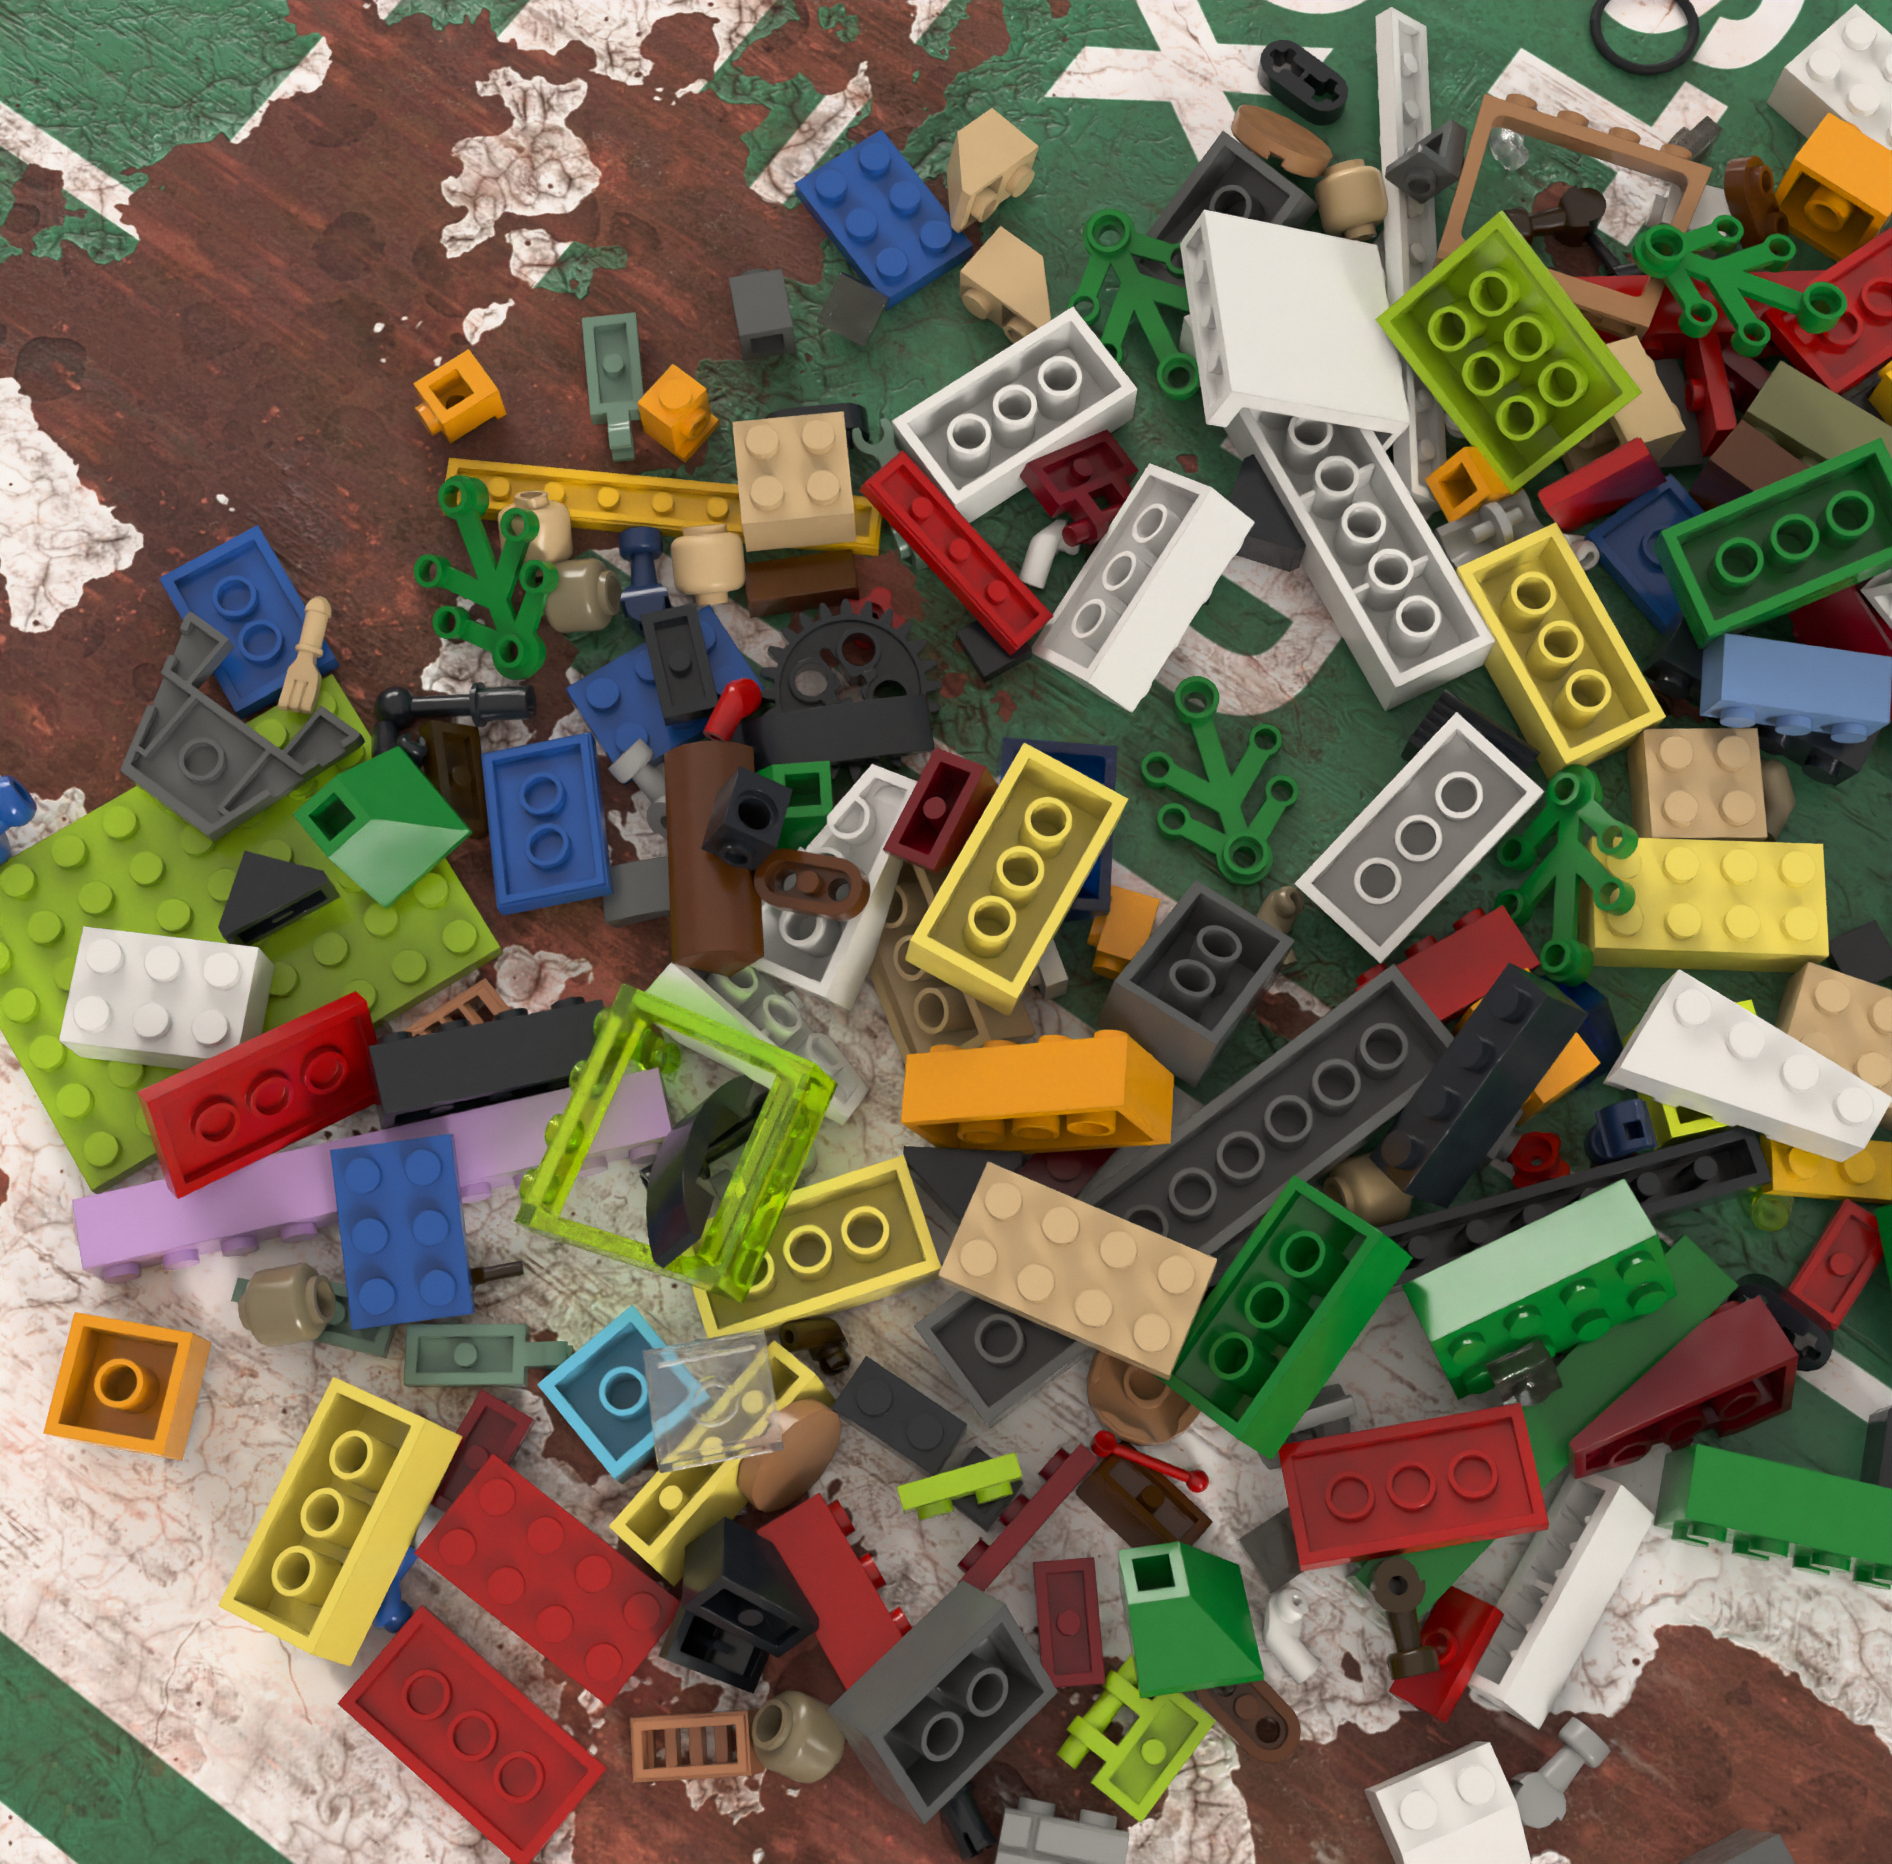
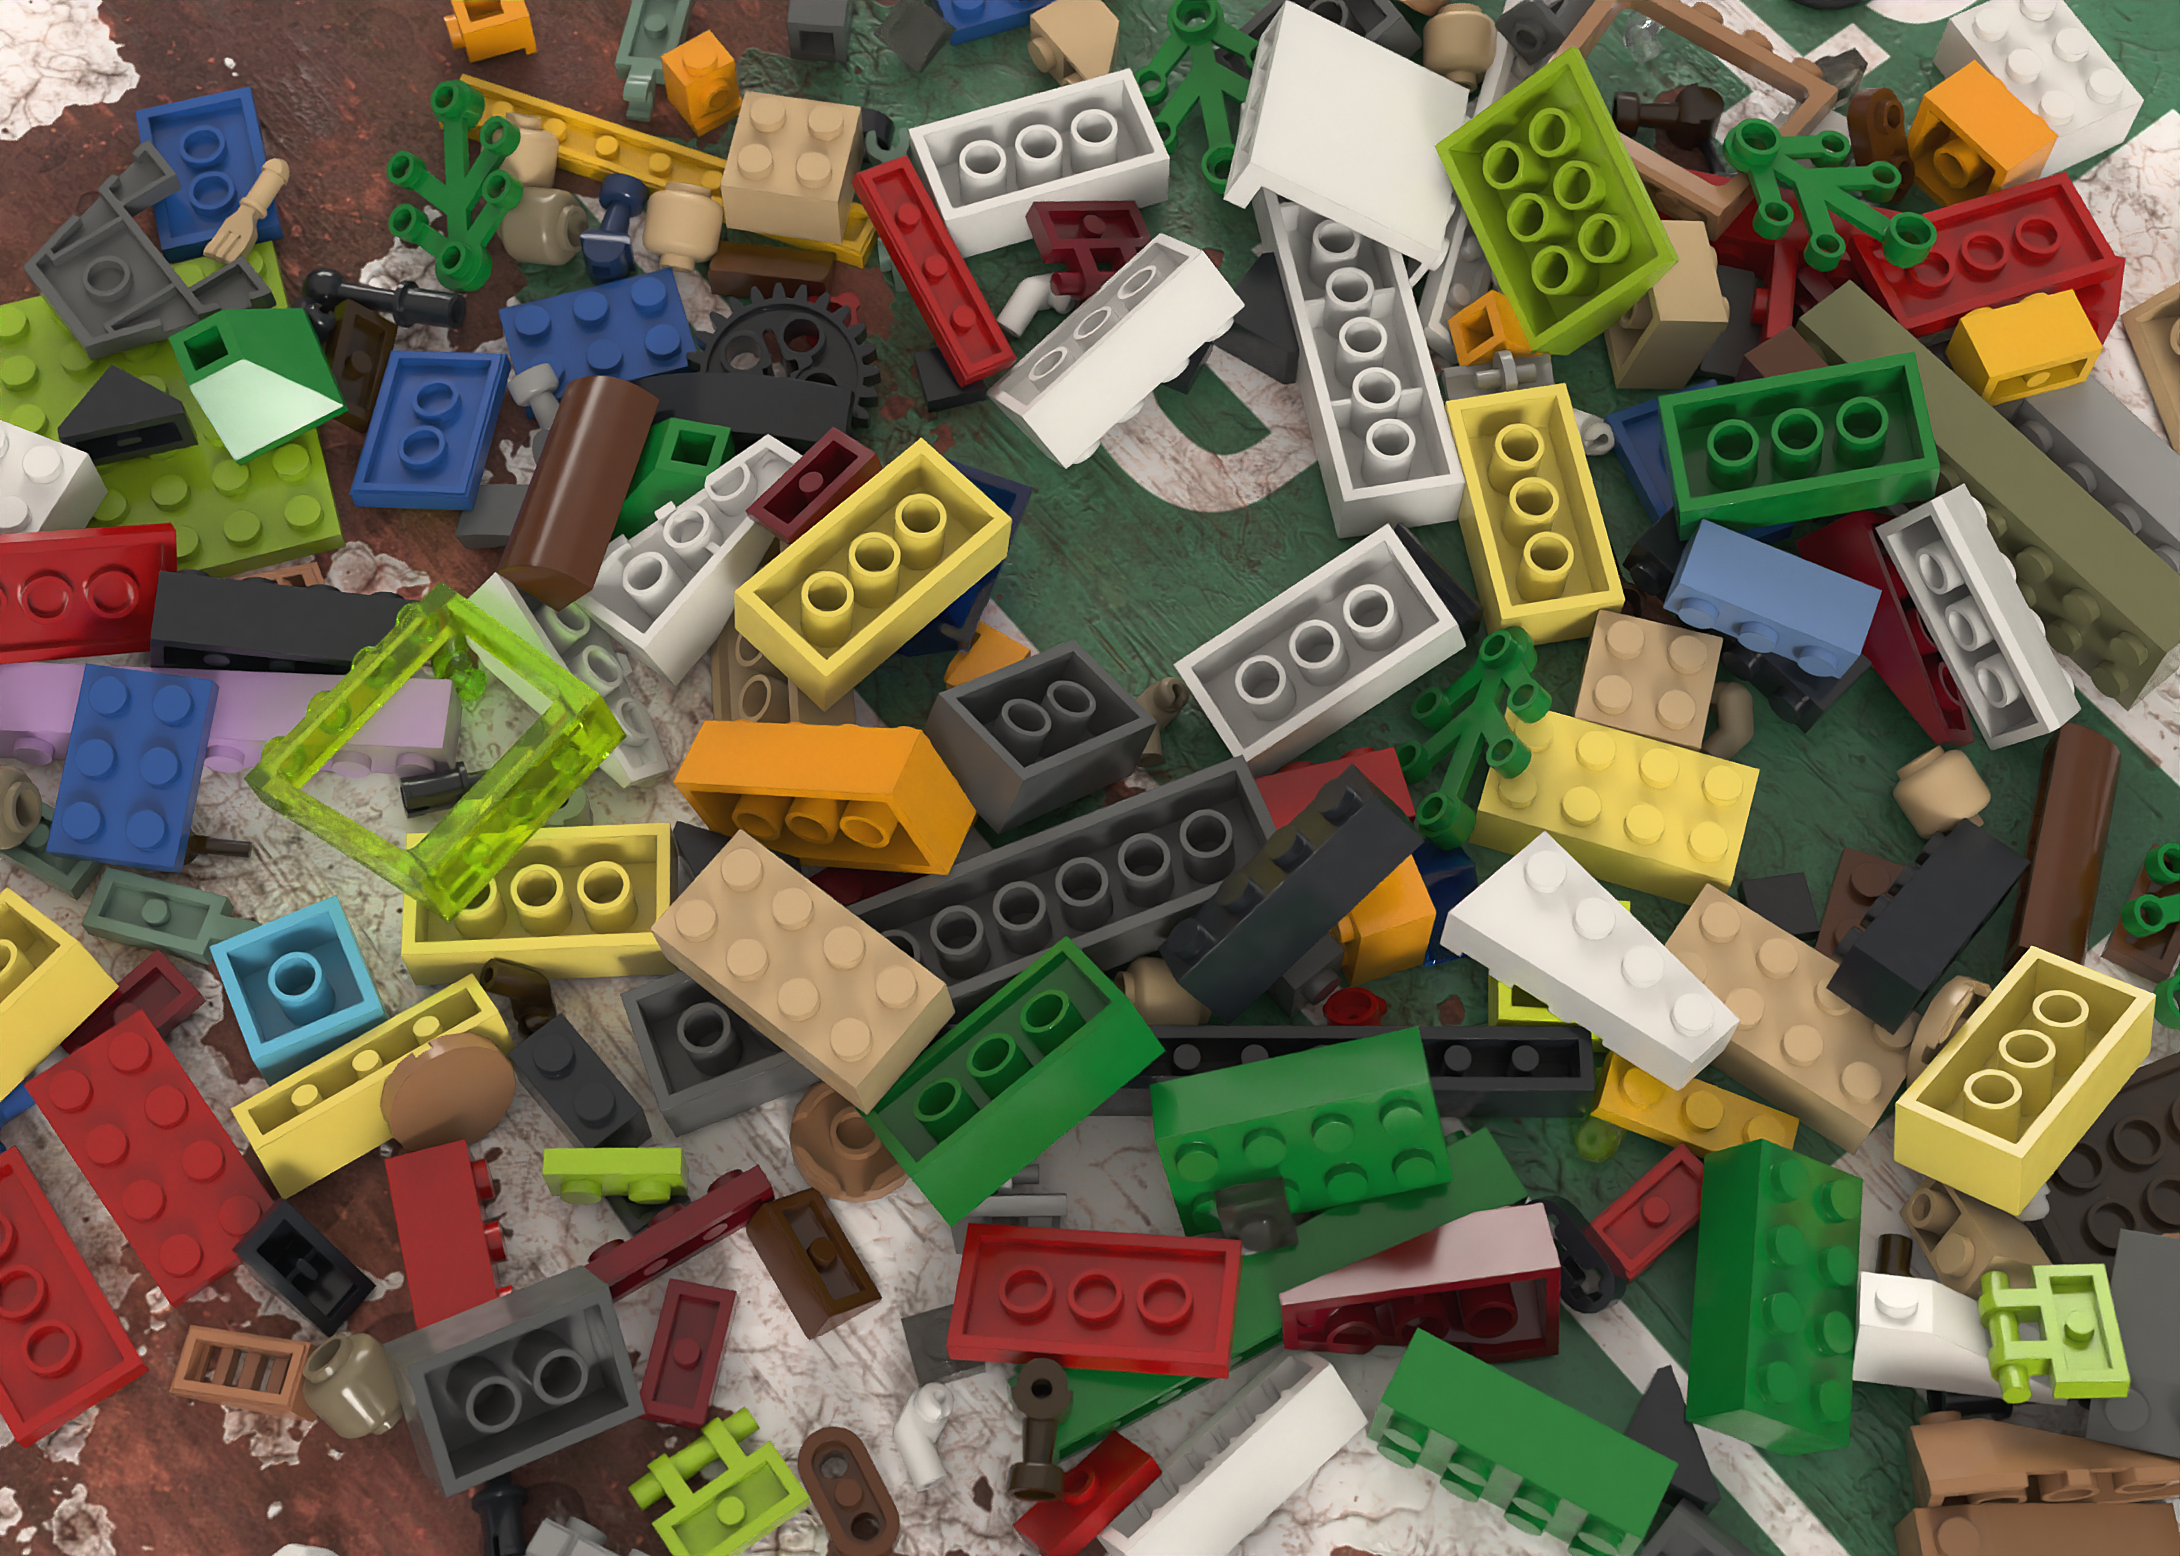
camera: 15 degrees right, 10 degrees down
(675, 1202) = (415, 788): black slope -> none
(680, 664) = (616, 307): black plate -> none
(712, 1400) = (378, 1002): clear tile -> none
(736, 702) = (653, 354): red arm -> none
(746, 1588) = (350, 1211): black slope -> none
(757, 803) = (618, 450): black brick -> none
(815, 886) = (677, 533): reddish brown plate -> none
(1050, 974) = (889, 690): white plate -> none
(1105, 1443) = (789, 1181): red hinge -> none
(1186, 1619) = (809, 1375): green slope -> none
(1221, 791) = (1139, 574): green plant -> none
(1602, 485) = (1628, 363): red tile -> none
(1619, 1132) = (1450, 995): dark blue leg -> none

